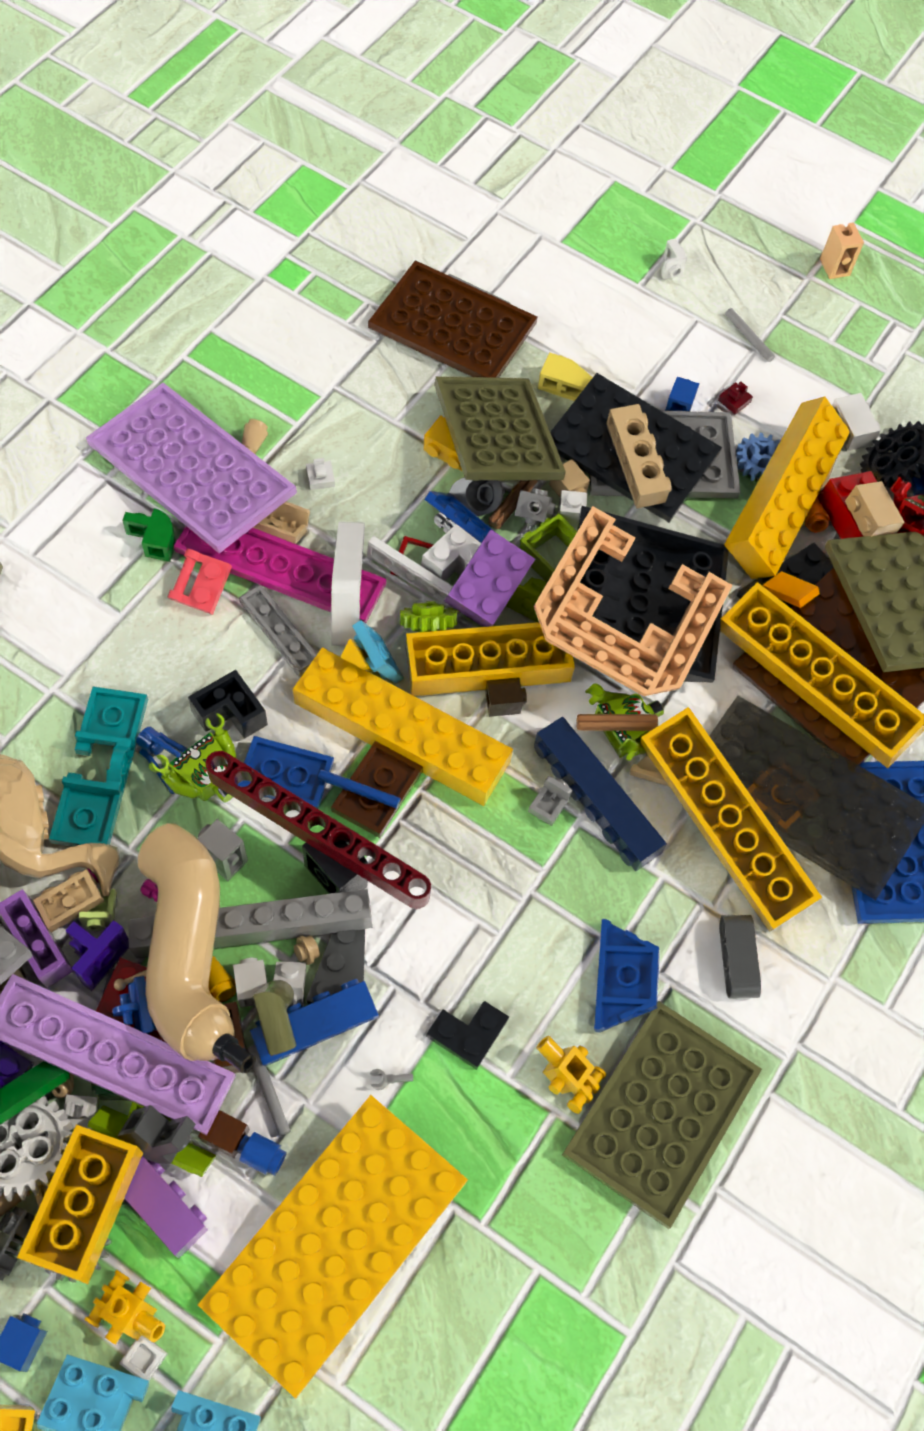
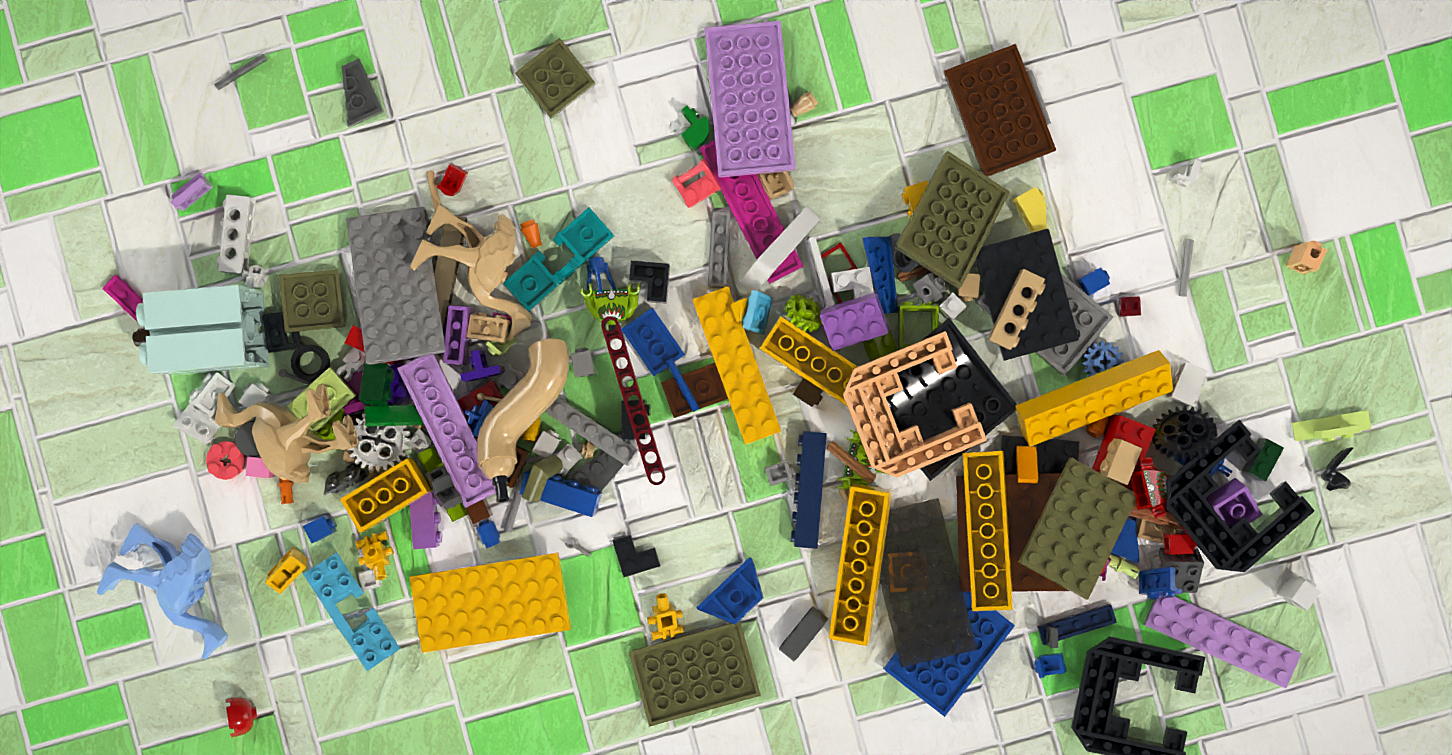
camera: 45 degrees right, 25 degrees up
(43, 762) = (531, 232): none -> orange cone
(320, 474) = (824, 161): white tile -> none

